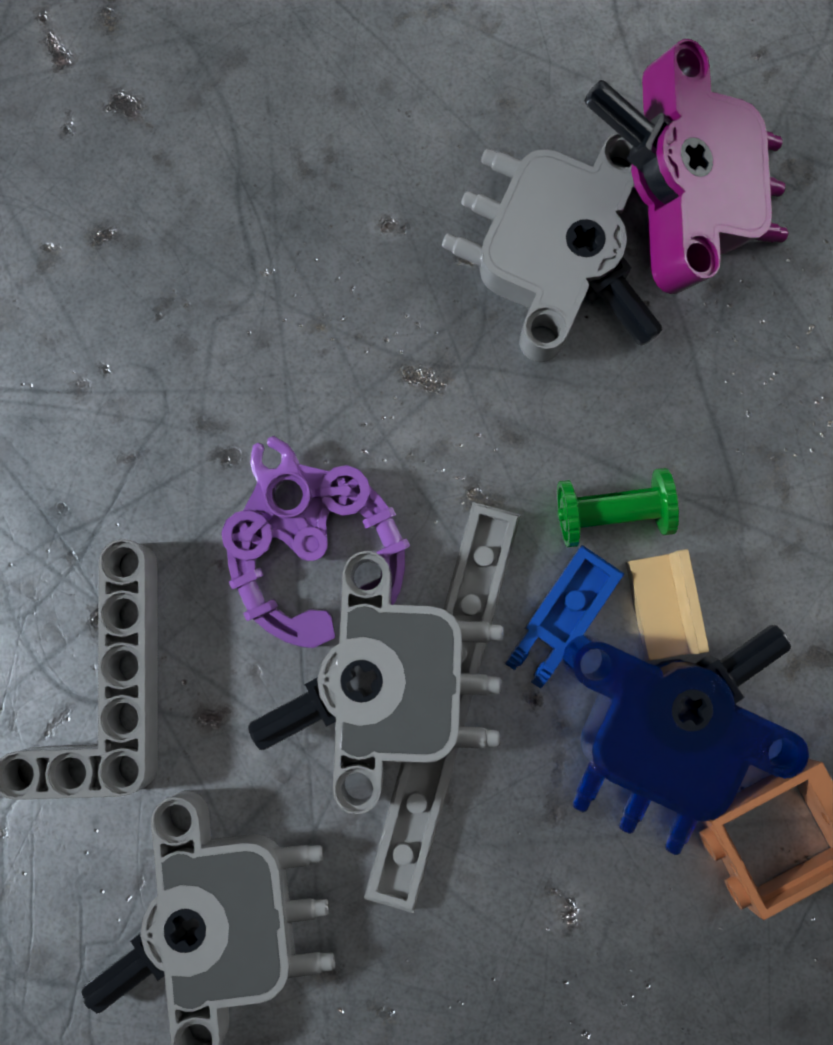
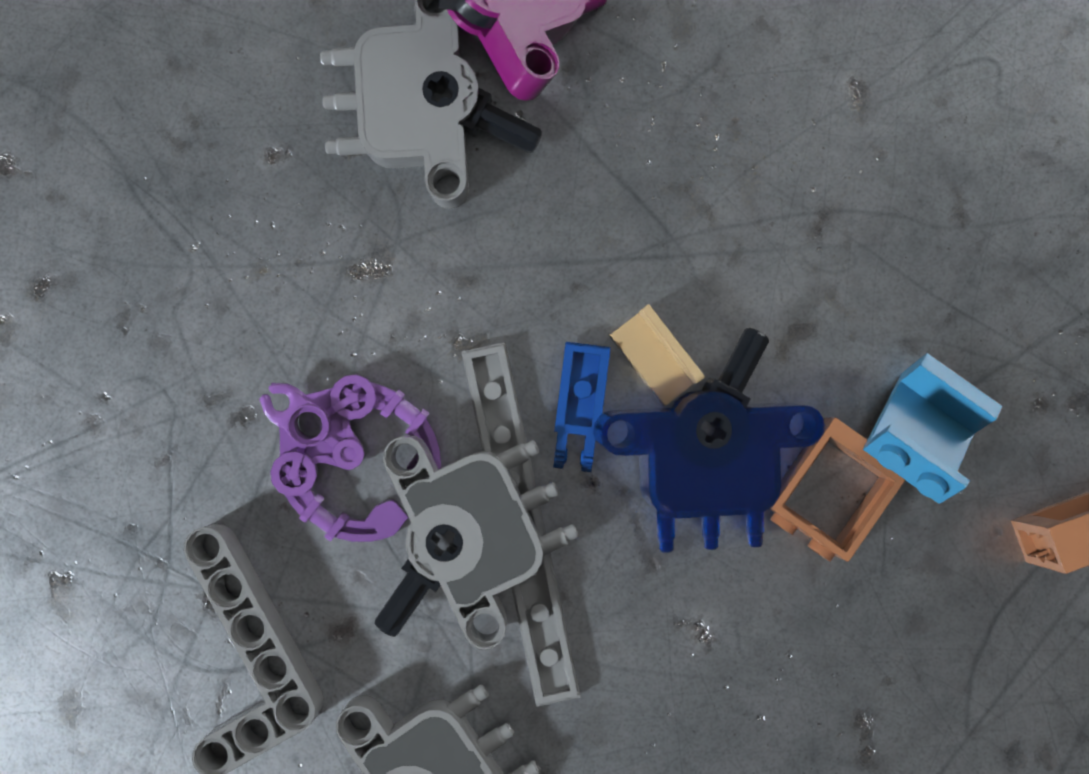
camera: 25 degrees left, 5 degrees up
(655, 503) = (578, 297): green hose -> none

